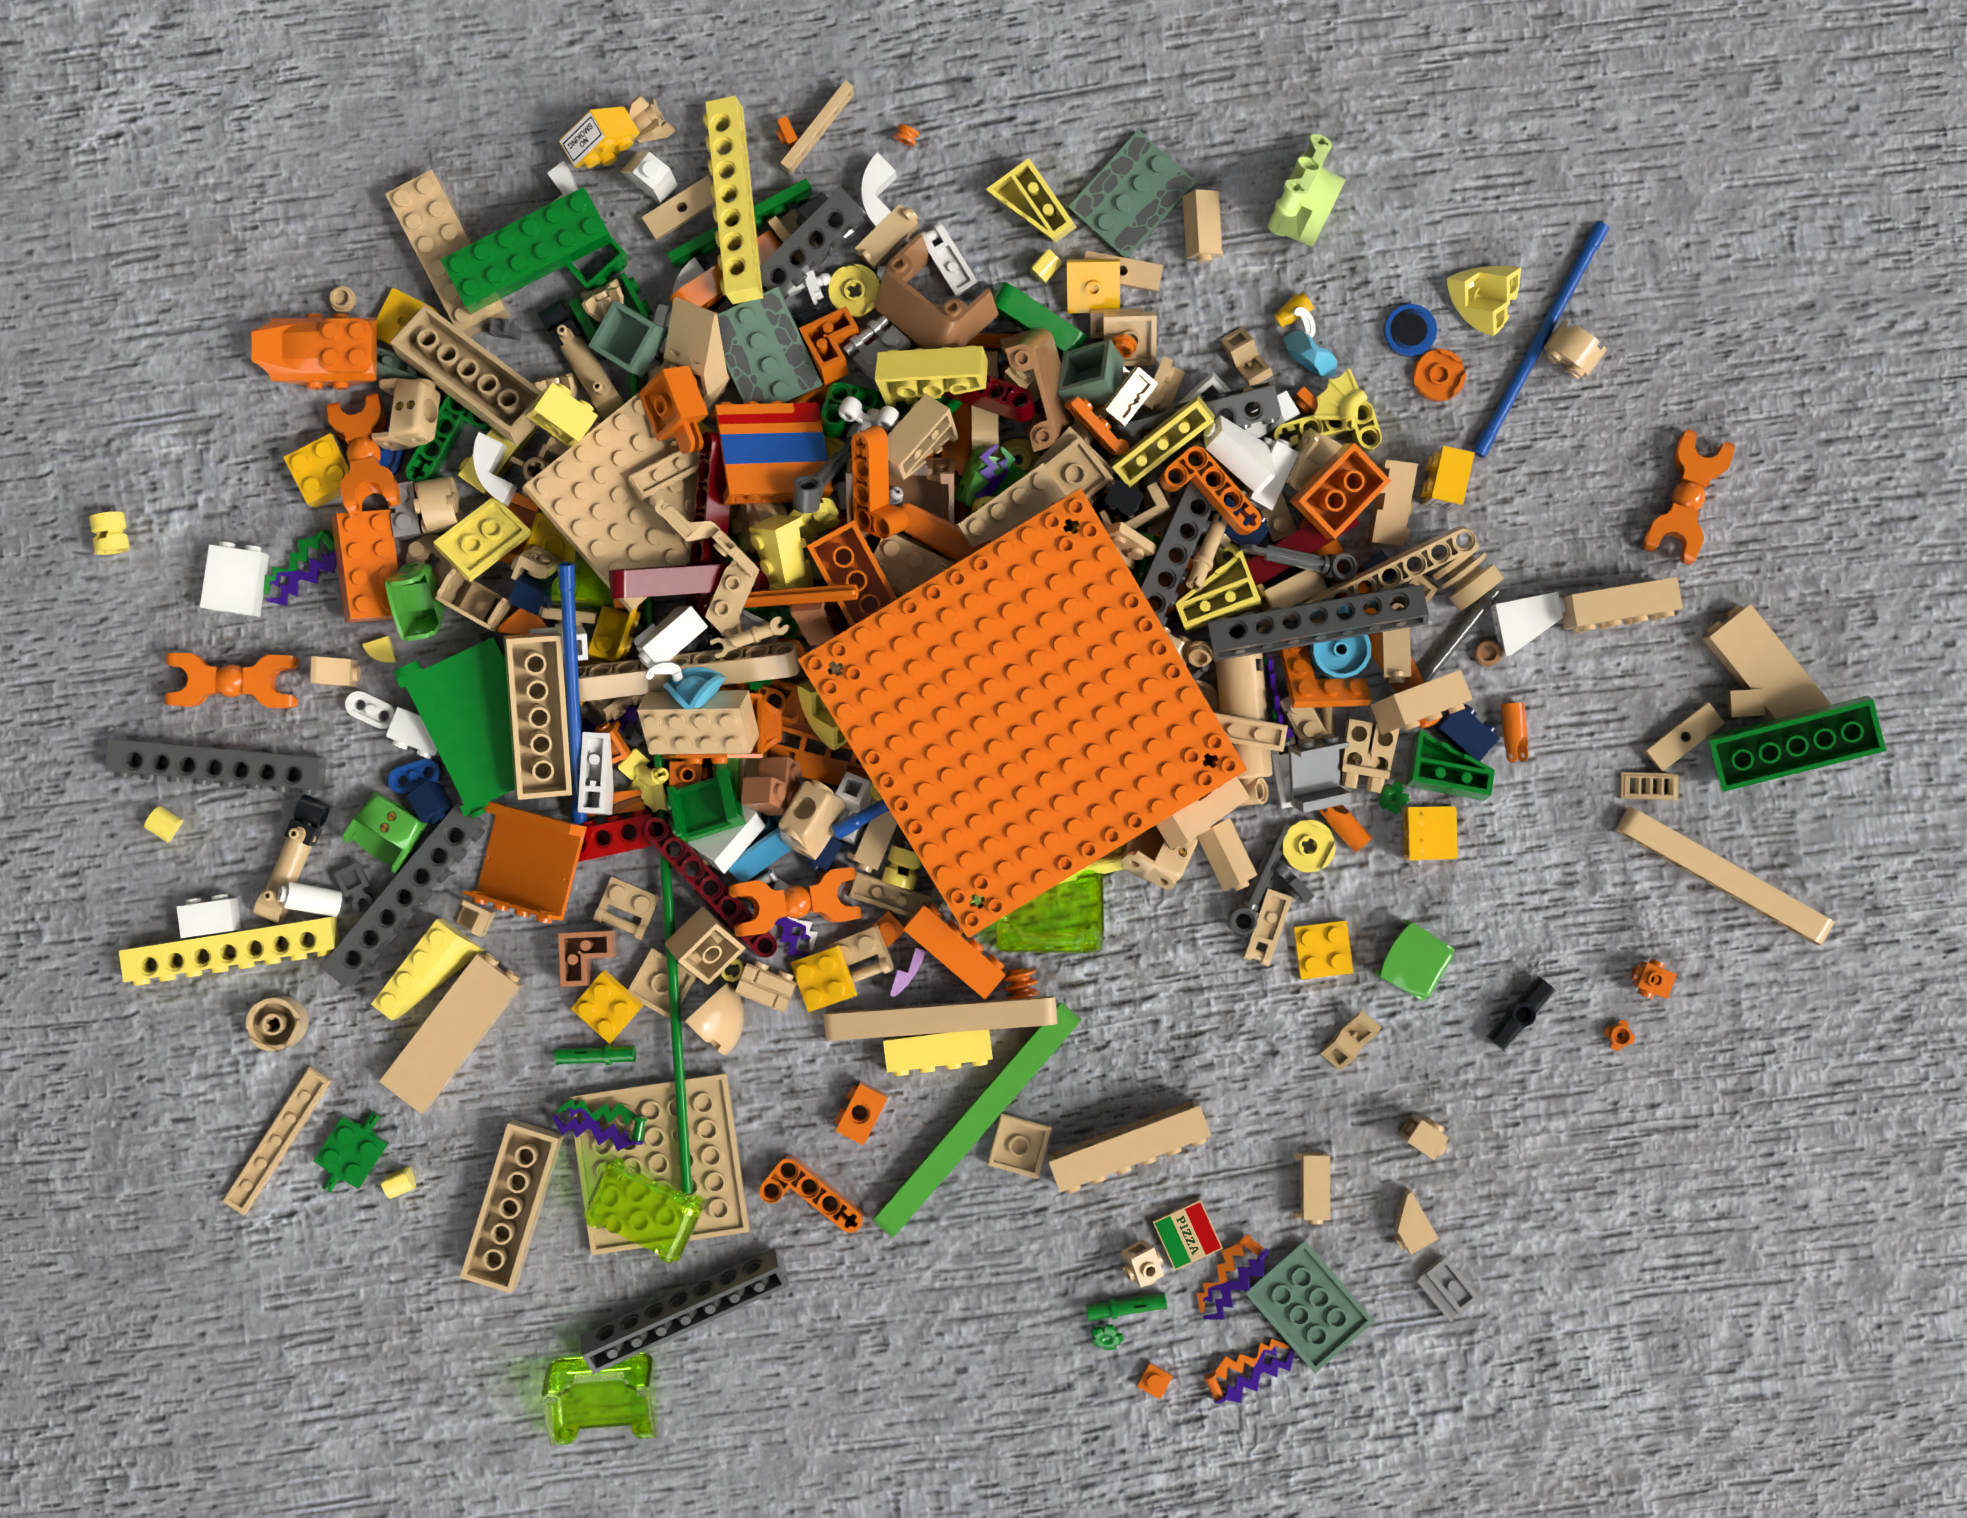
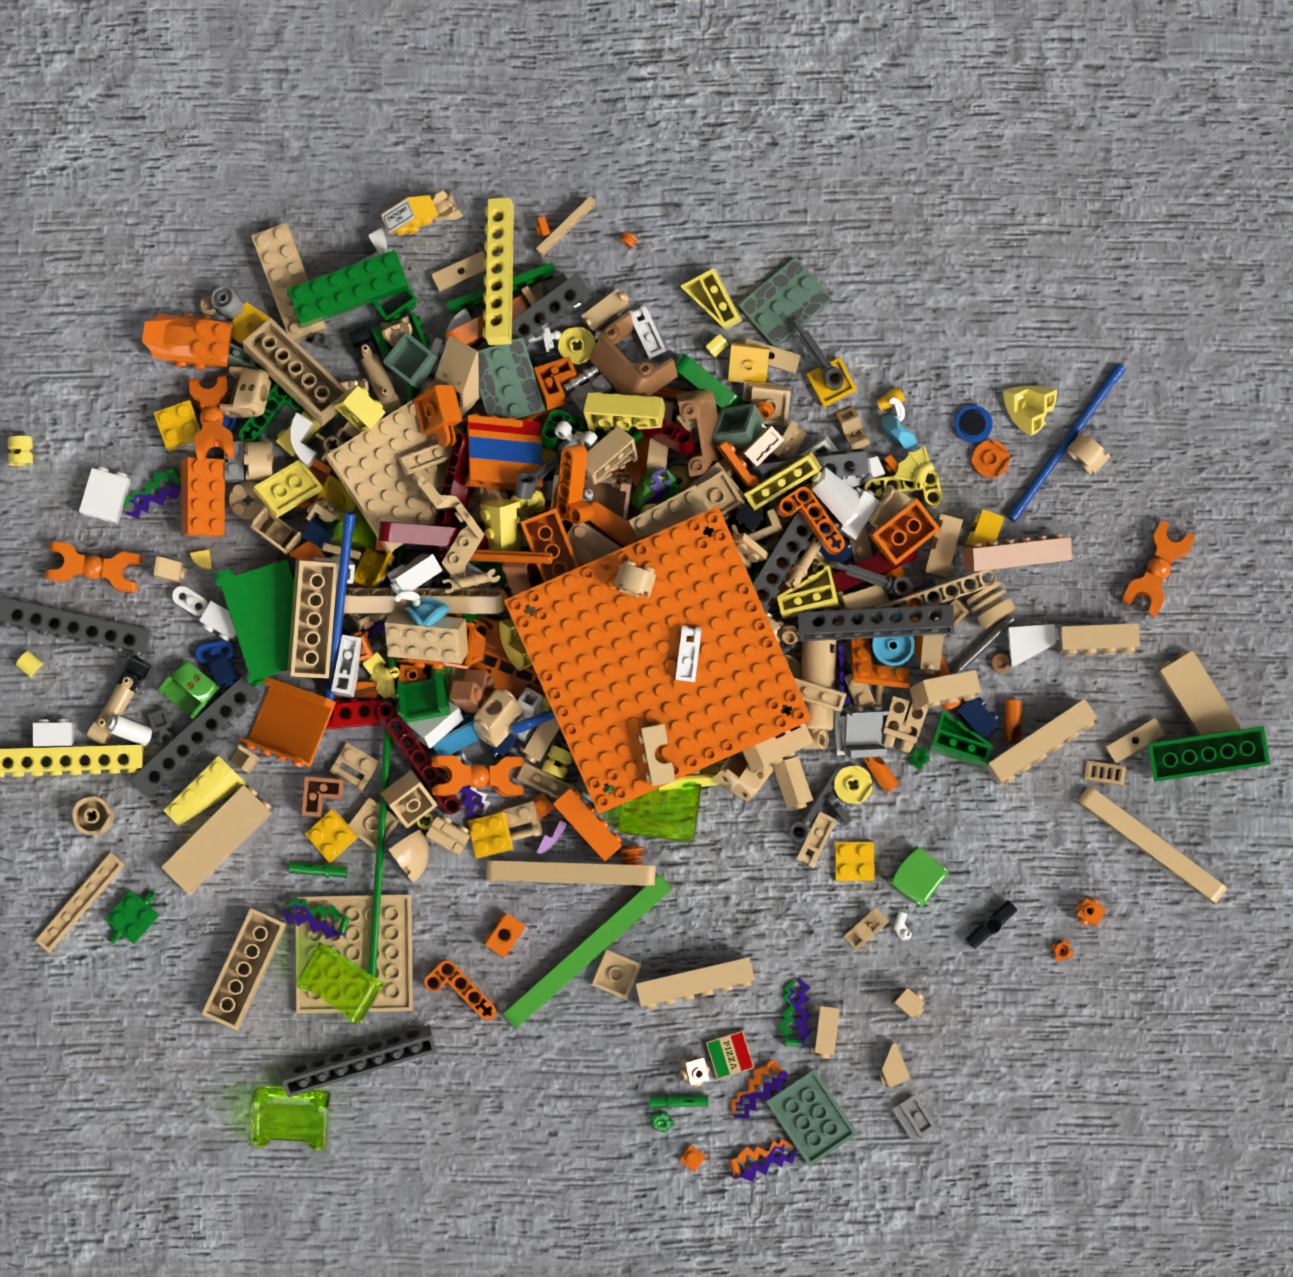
camera: 10 degrees right, 5 degrees down
(365, 291) = (227, 302): none -> light grey wheel
(398, 1182) = (164, 943): light yellow brick -> none
(413, 601) = (234, 526): bright green piece -> none
(650, 176) = (441, 245): white slope -> none
(875, 180) = (602, 268): white brick -> none
(936, 1049) = (566, 897): light yellow brick -> none
(977, 609) = (634, 579): none -> tan brick
(1030, 825) = (658, 772): none -> tan arch
(1065, 703) = (688, 654): none -> white plate
(1202, 225) = (832, 330): tan brick -> none
(1202, 278) = (826, 367): none -> dark grey piece
(1209, 297) = (825, 395): none -> yellow plate
(1269, 1156) = (795, 1006): none -> piece
(1307, 195) = (910, 319): yellowish green piece -> none
(1397, 1032) = (900, 928): none -> white arm
(1430, 833) = (942, 786): yellow bracket -> none
(1497, 501) = (1017, 553): none -> brick
(1560, 756) = (1042, 741): none -> tan brick
(1745, 702) = (1181, 721): tan panel -> none

